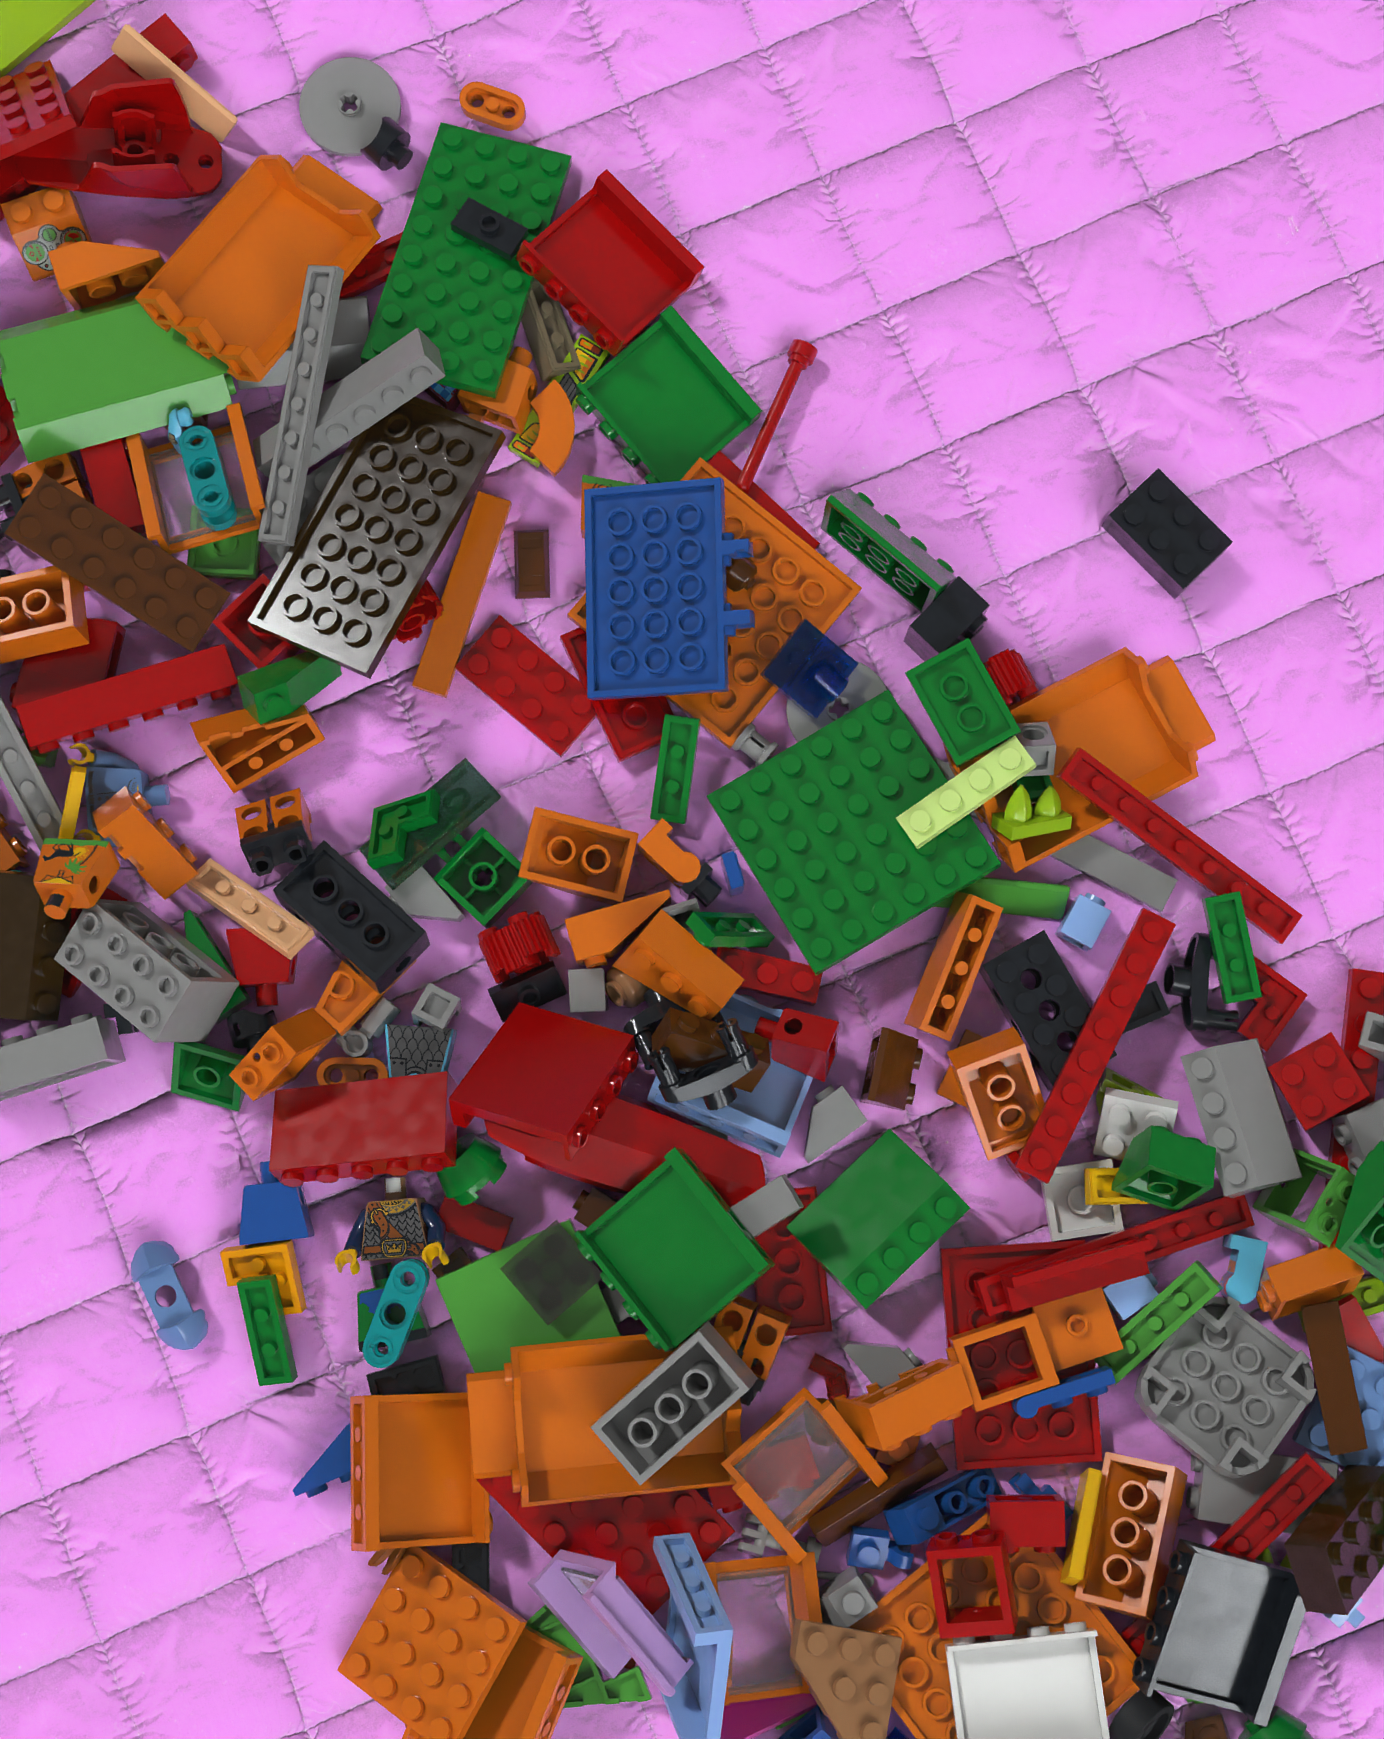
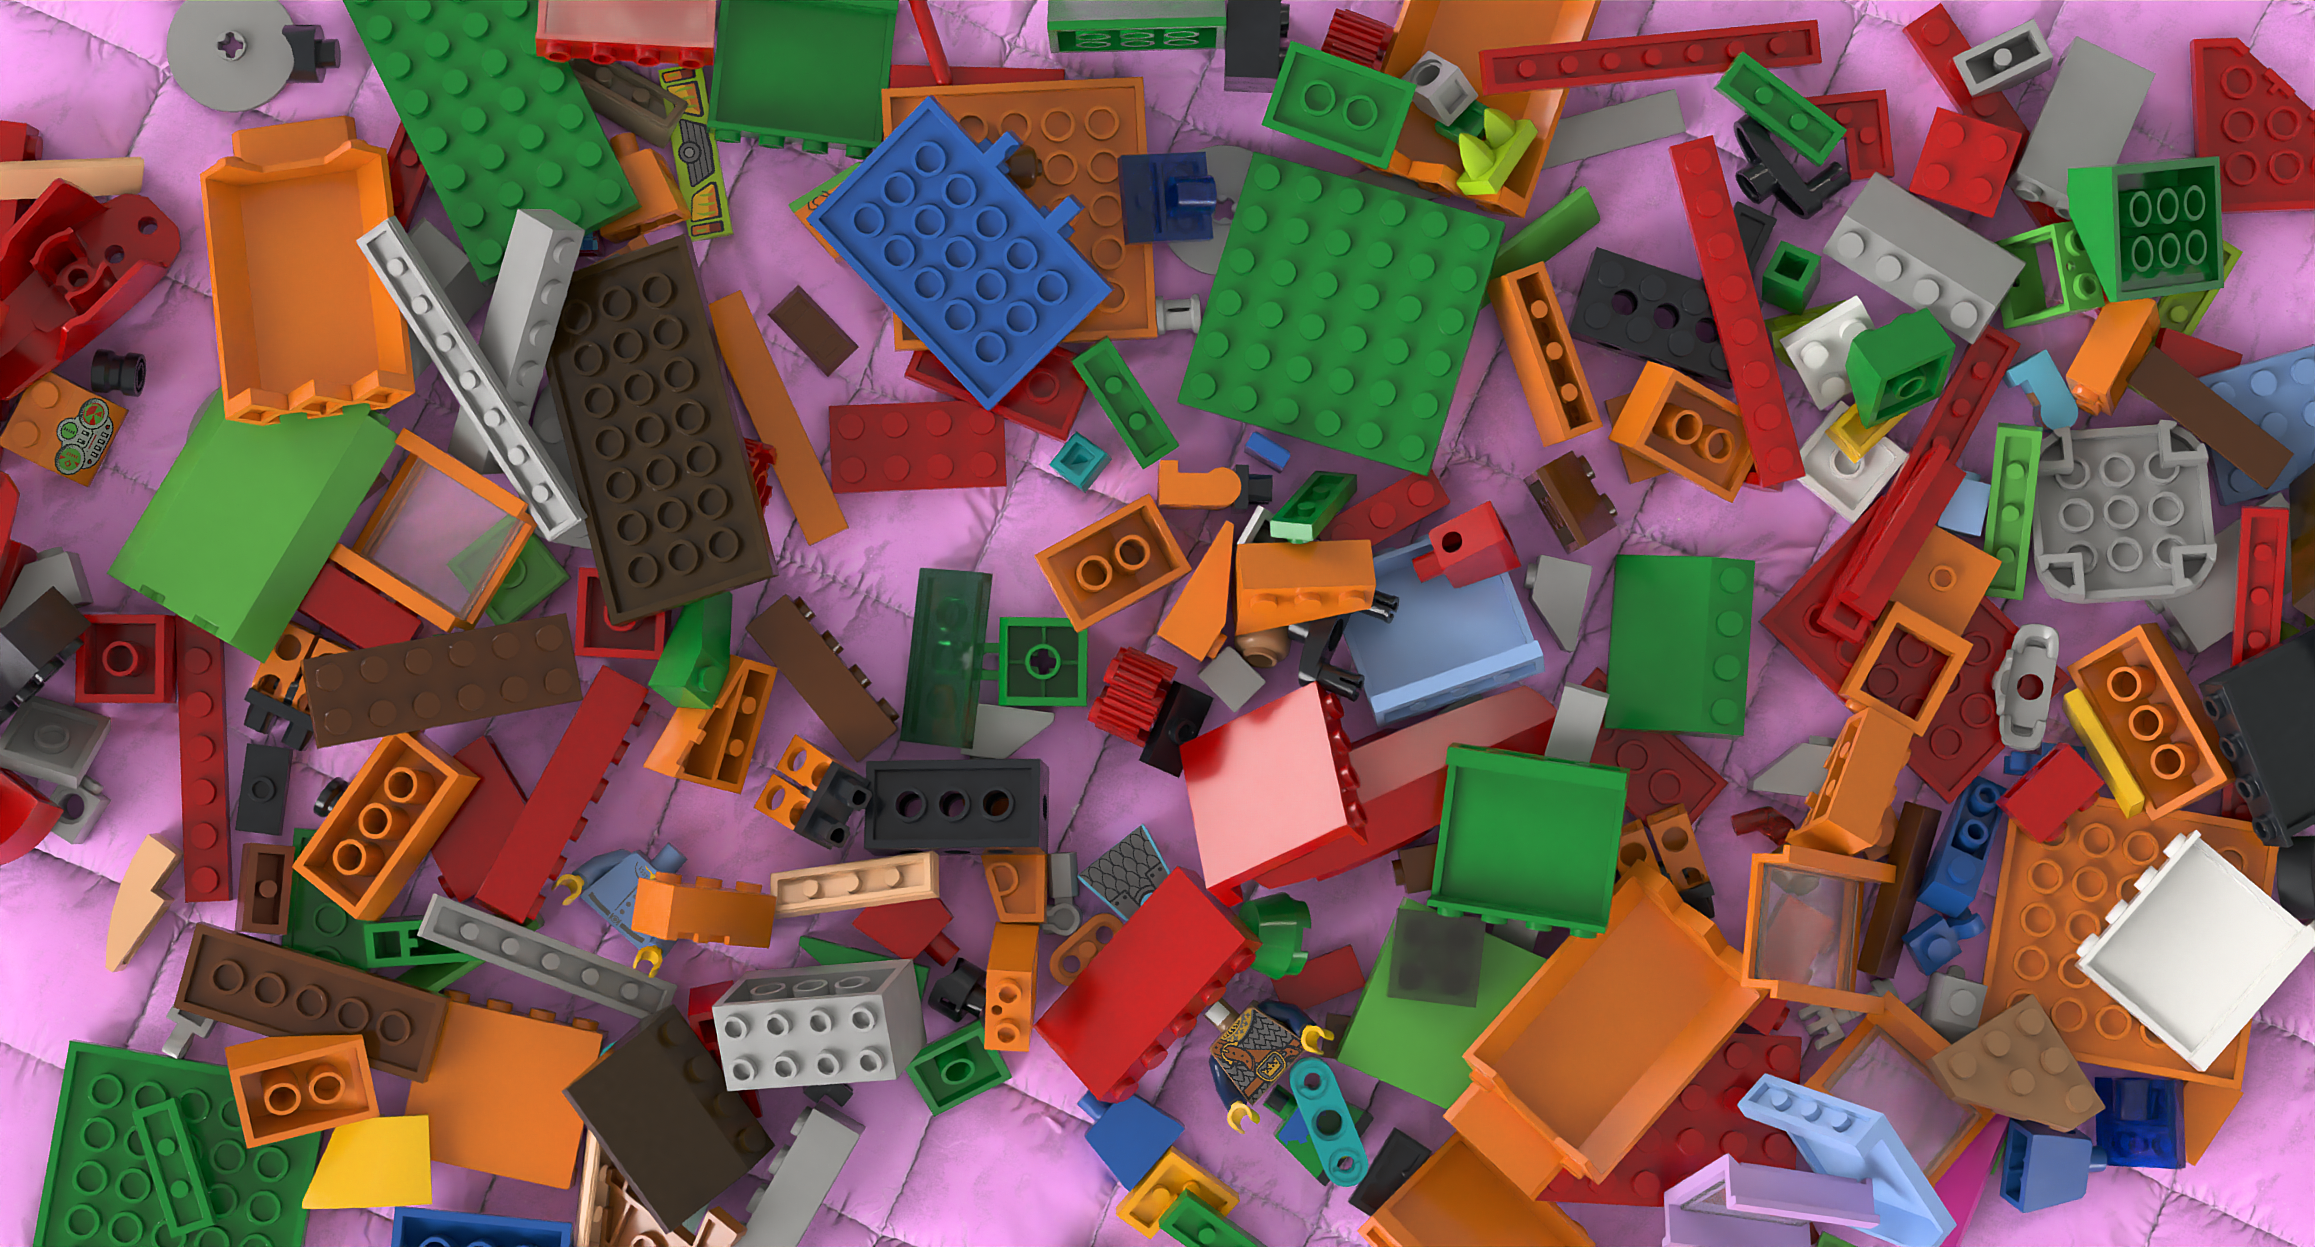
camera: 45 degrees left, 5 degrees up
(72, 802) = (617, 956): yellow tile -> none
(73, 874) = (676, 998): orange torso -> none
(102, 272) = (155, 423): orange slope -> none
(105, 224) = (118, 372): none -> black wheel
(177, 421) = (375, 511): medium azure arm -> none
(208, 478) = (424, 512): teal piece -> none
(348, 770) = (823, 678): none -> reddish brown brick
(394, 821) = (912, 687): green tile -> none
(436, 1008) = (1109, 819): light grey panel -> none
(489, 229) = (485, 50): black plate -> none
(556, 428) = (719, 181): orange tile -> none
(617, 781) = (1080, 461): none -> teal tile
(674, 1403) = (1651, 971): light grey brick -> none
(696, 1043) = (1397, 631): reddish brown brick -> none
(711, 1080) = (1425, 656): black connector -> none
(966, 792) = (1416, 185): yellowish green plate -> none
(972, 1620) = (2082, 919): red window -> none
(1048, 1459) = (2023, 720): none -> light grey piece
(1083, 921) = (1624, 204): light blue brick -> none
(1092, 1382) = (1999, 618): blue plate -> none
(1147, 1056) = (1791, 278): none -> green brick

